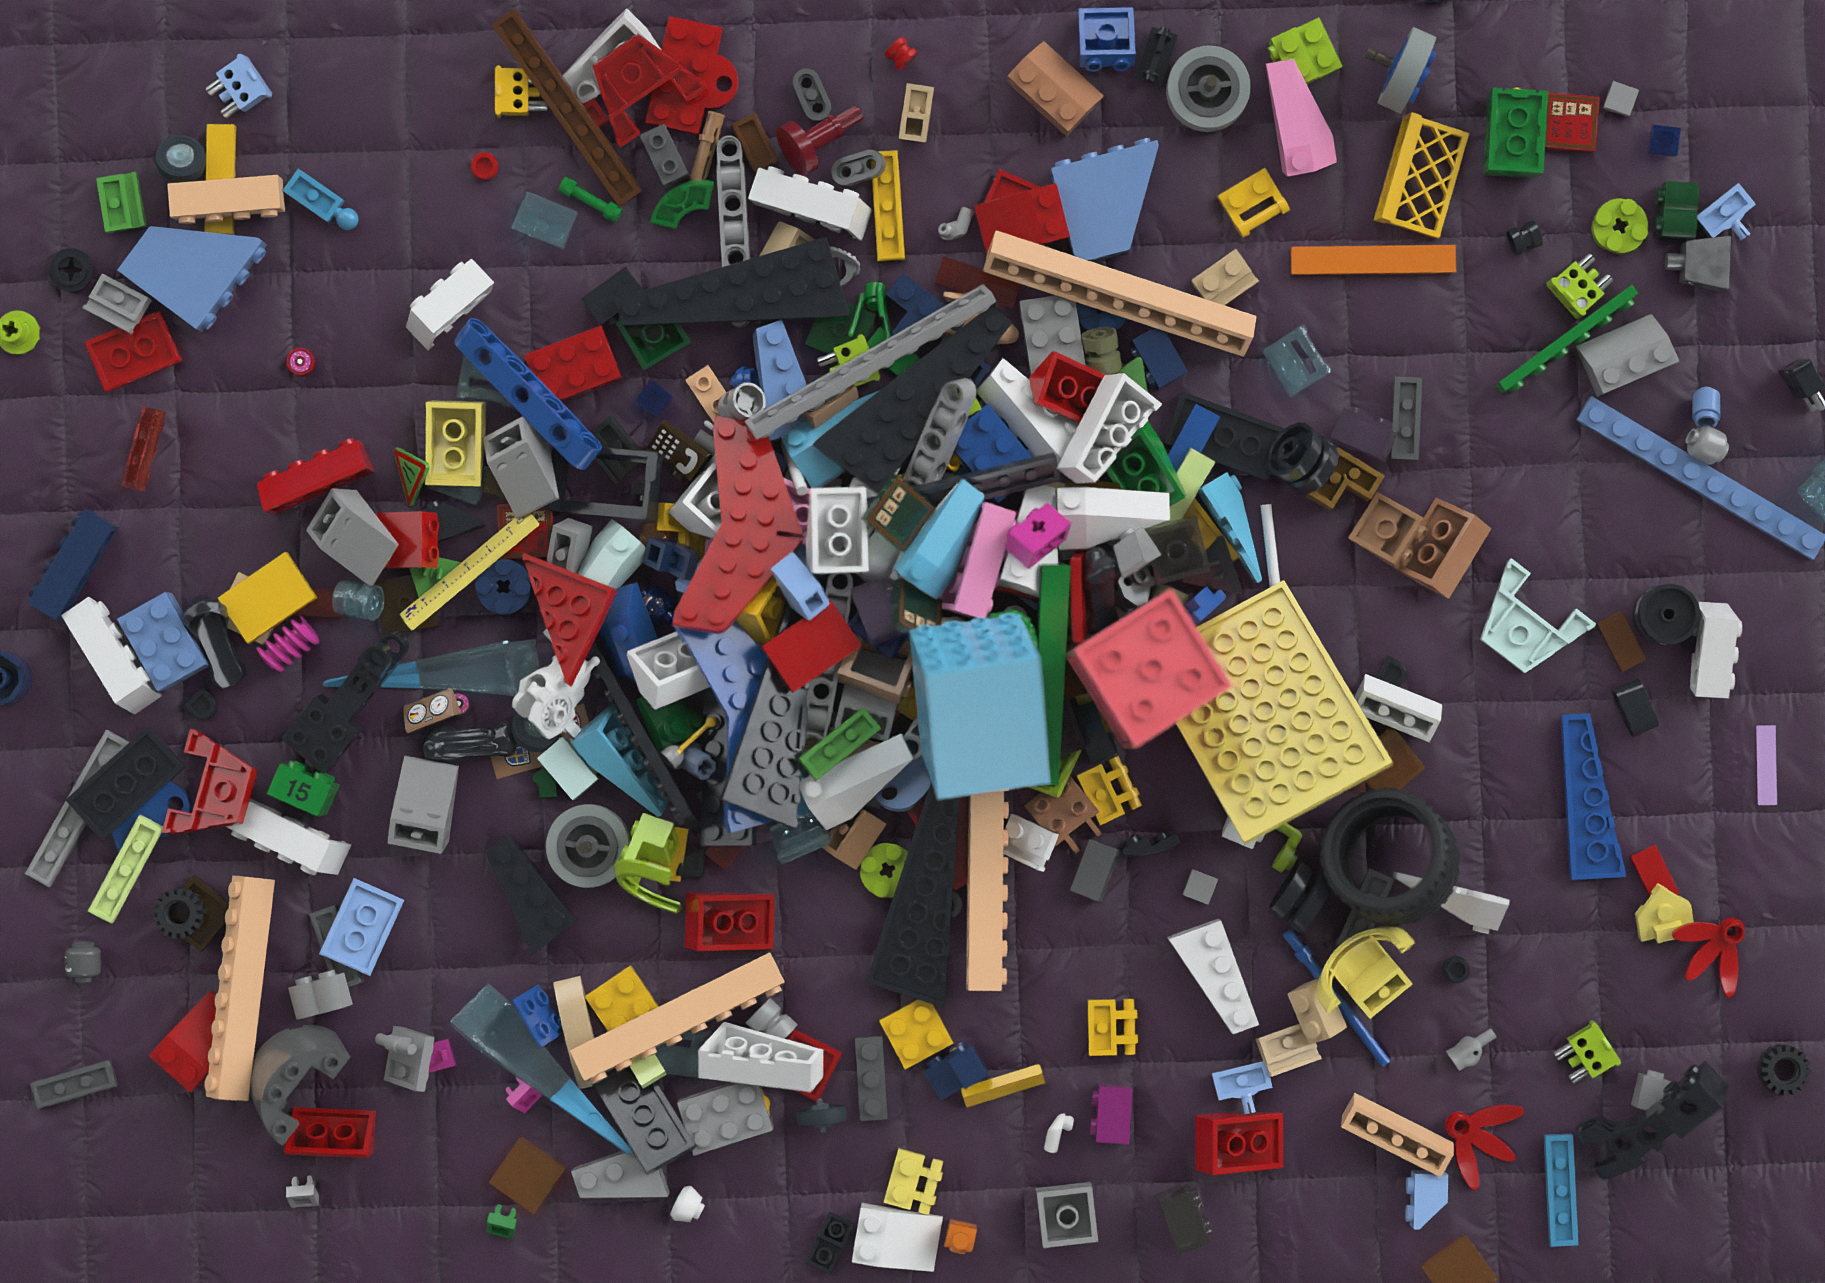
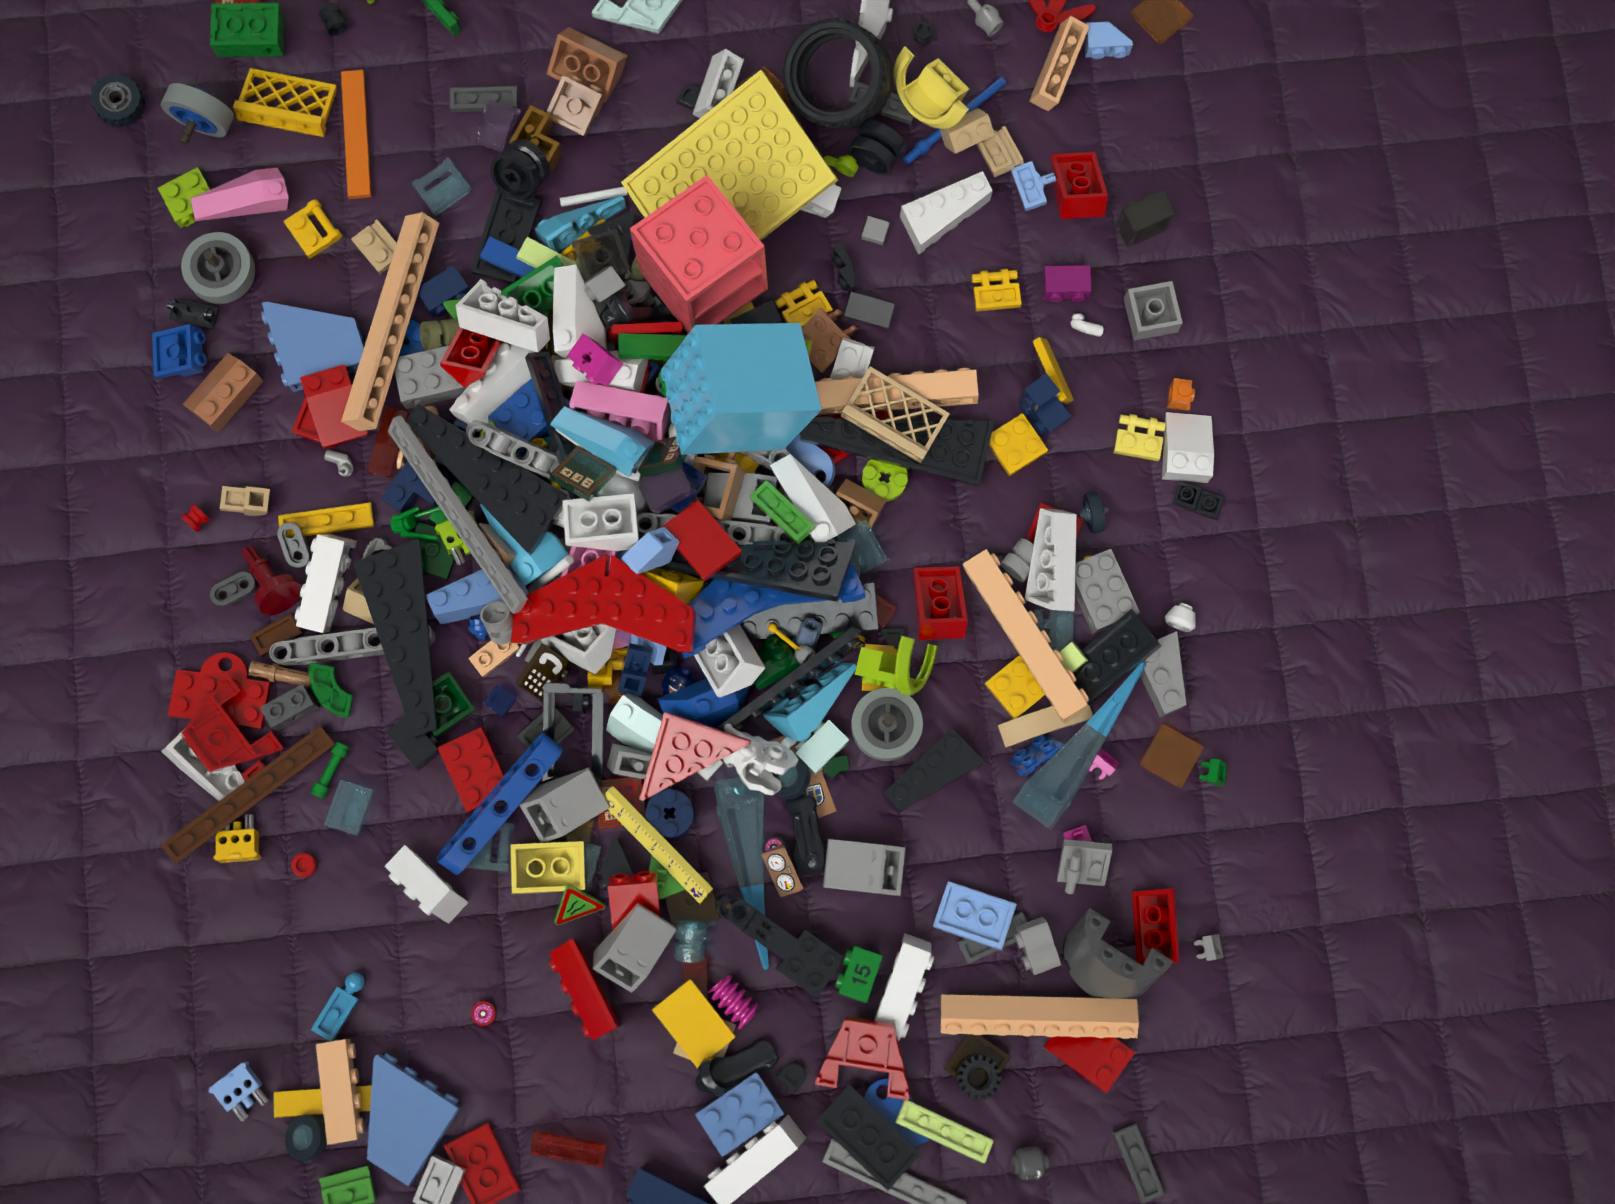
camera: 100 degrees left, 10 degrees down
(871, 1078) = (1058, 478): dark grey plate -> none
(934, 872) = (884, 431): none -> tan fence

